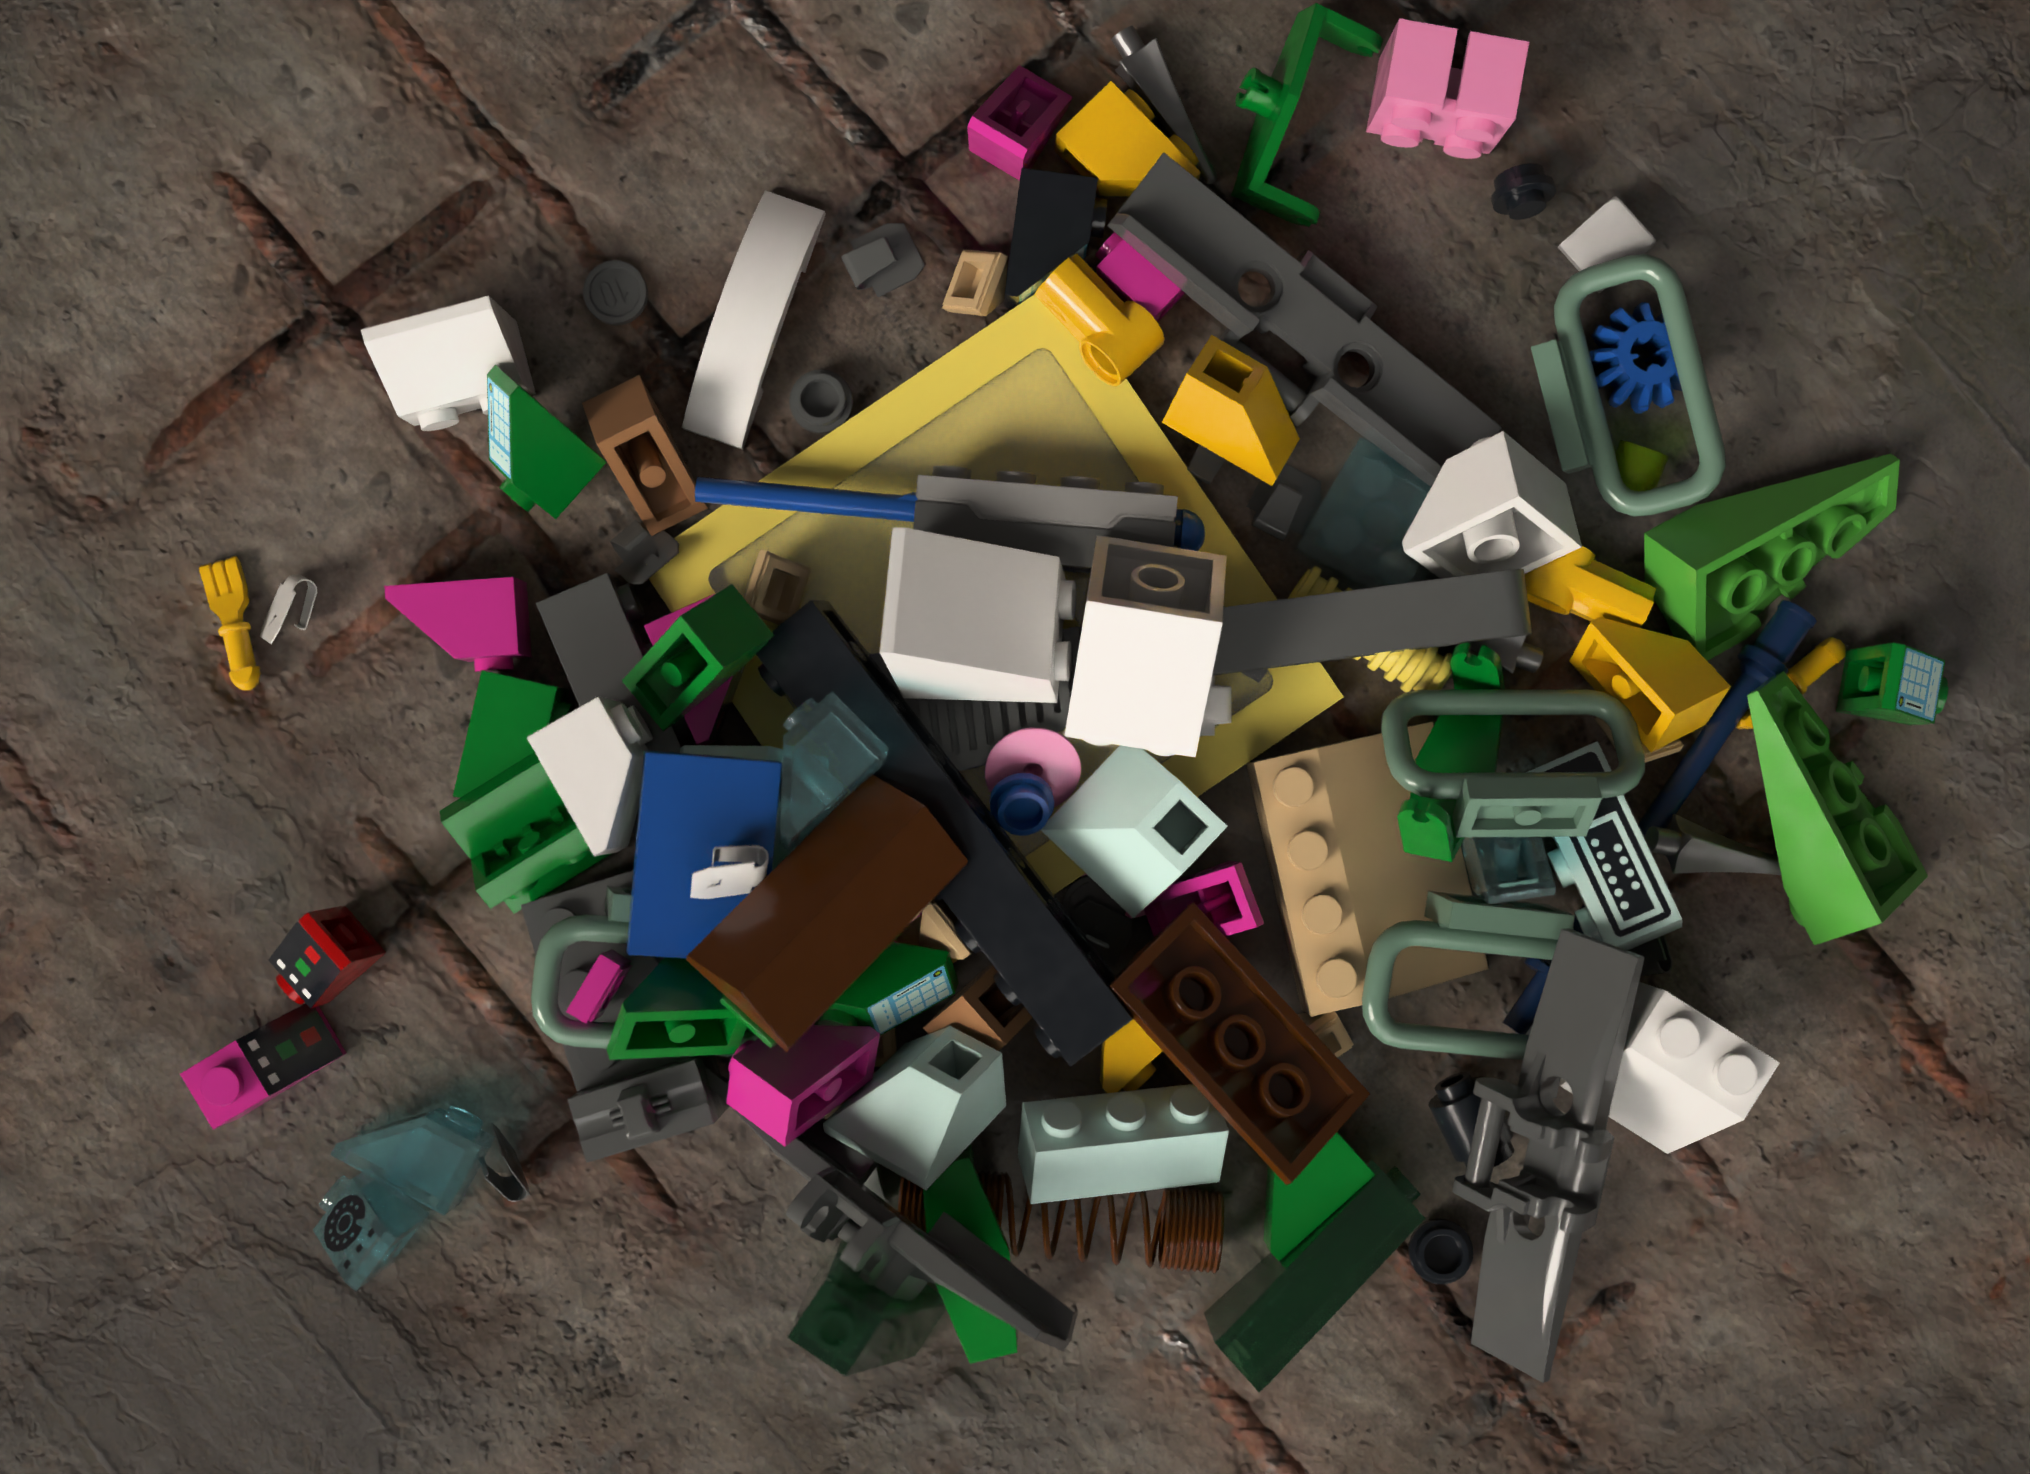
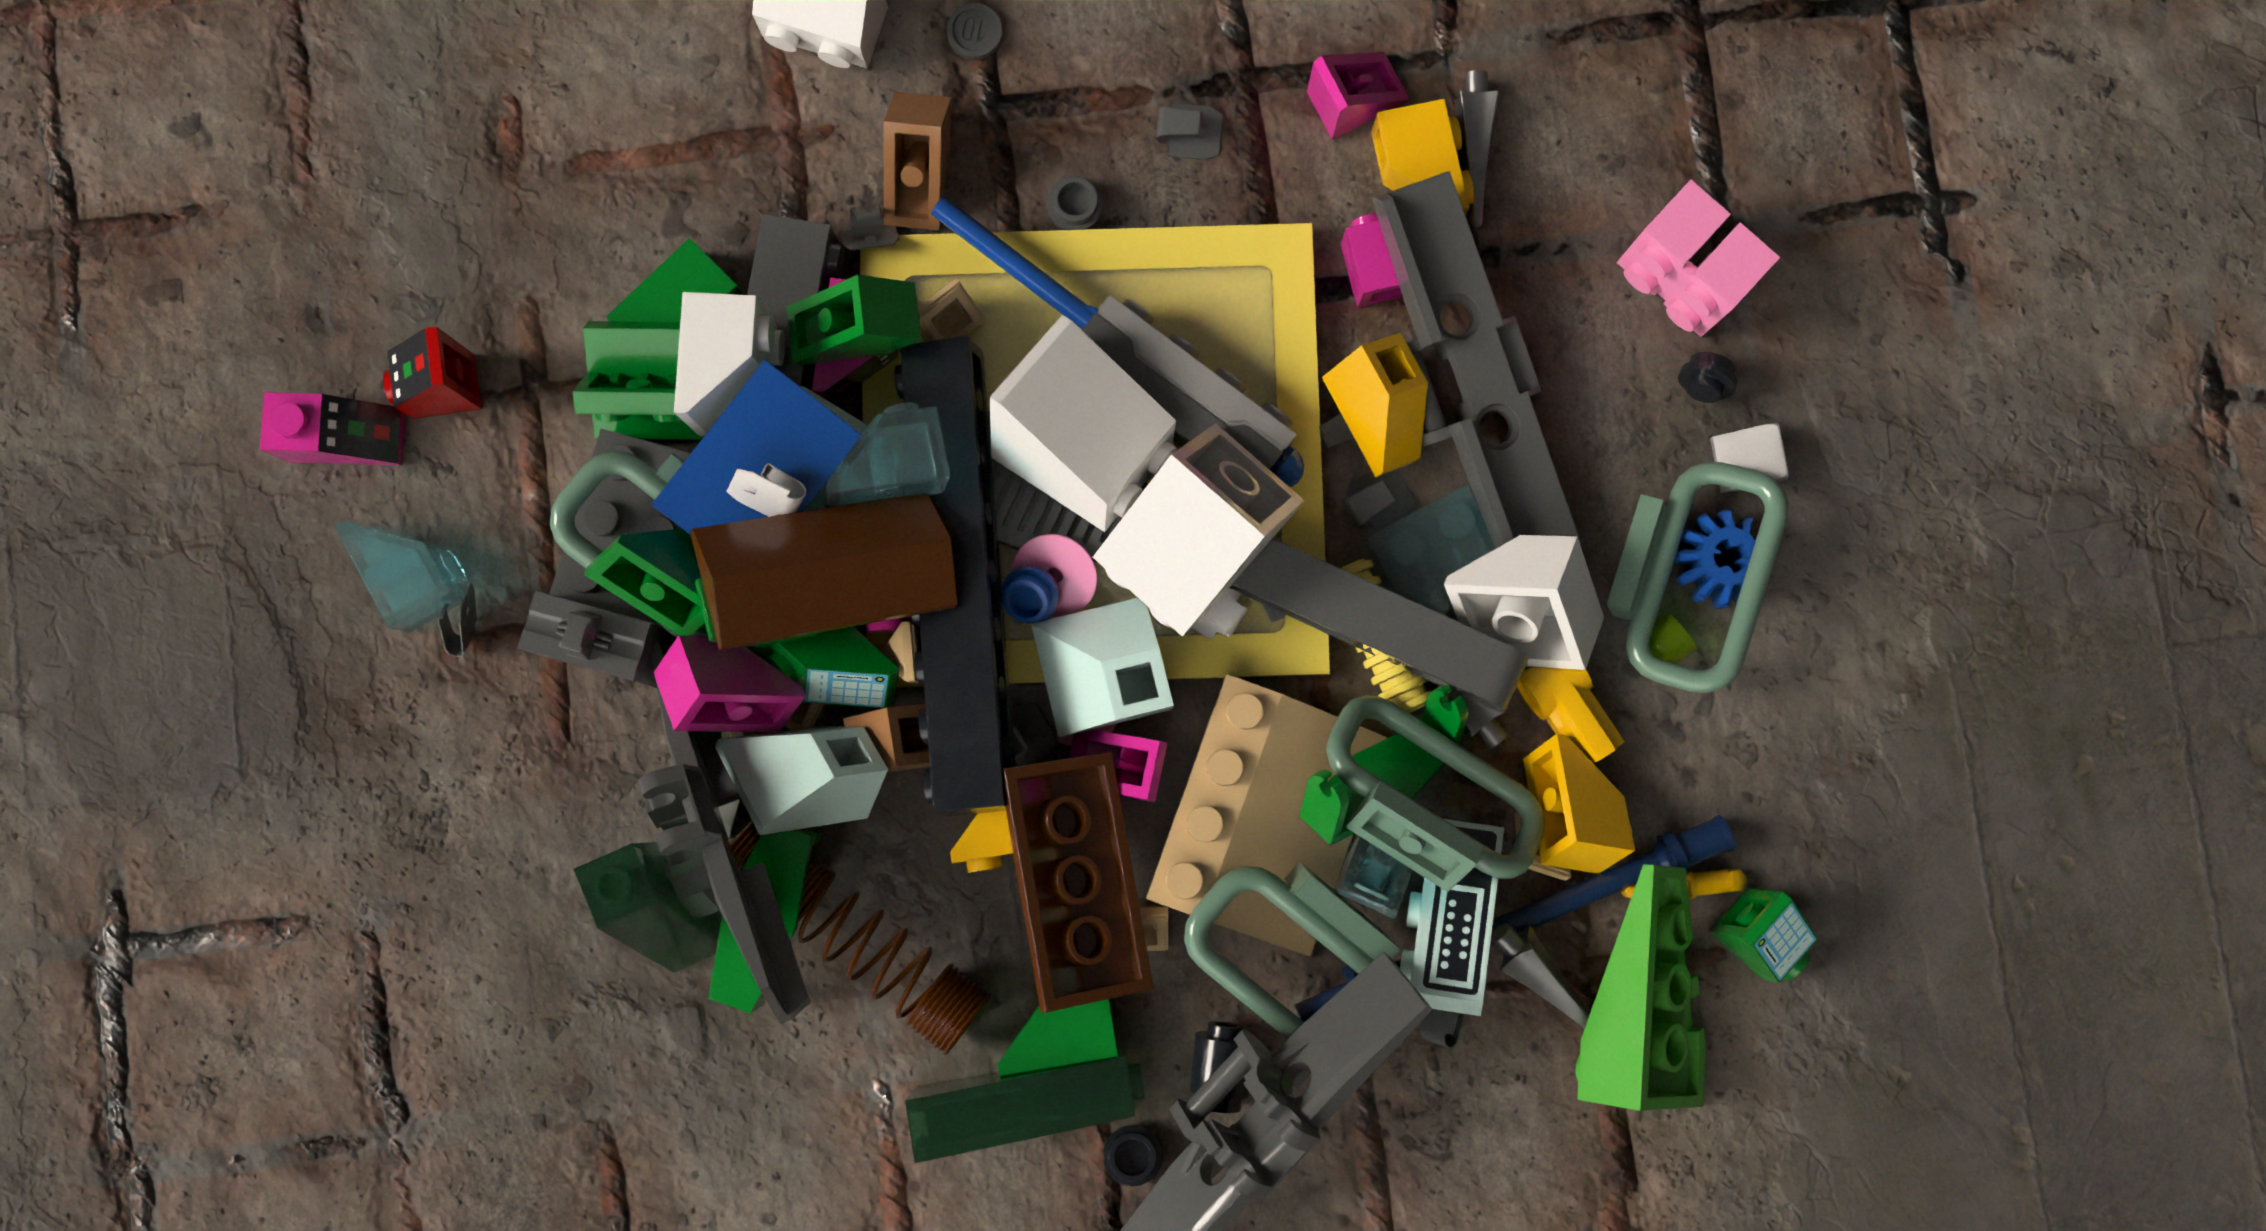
camera: 30 degrees right, 5 degrees down
(228, 599) = (540, 74): yellow piece -> none
(282, 603) = (578, 100): white piece -> none
(366, 1226) = (325, 601): clear light blue slope -> none
(470, 618) = (708, 198): dark pink slope -> none
(534, 449) = (837, 101): green slope -> none
(599, 986) = (618, 518): dark pink tile -> none
(750, 318) = (1060, 109): white slope -> none
(977, 283) = (1249, 190): tan slope -> none
(1051, 223) = (1328, 183): black slope -> none
(1111, 332) = (1324, 285): yellow piece -> none
(1120, 1143) = (935, 903): light aqua brick -> none
(1275, 102) = (1560, 190): green piece -> none
(1683, 1073) = (1405, 1126): white slope -> none
(1743, 551) = (1709, 759): bright green wedge -> none

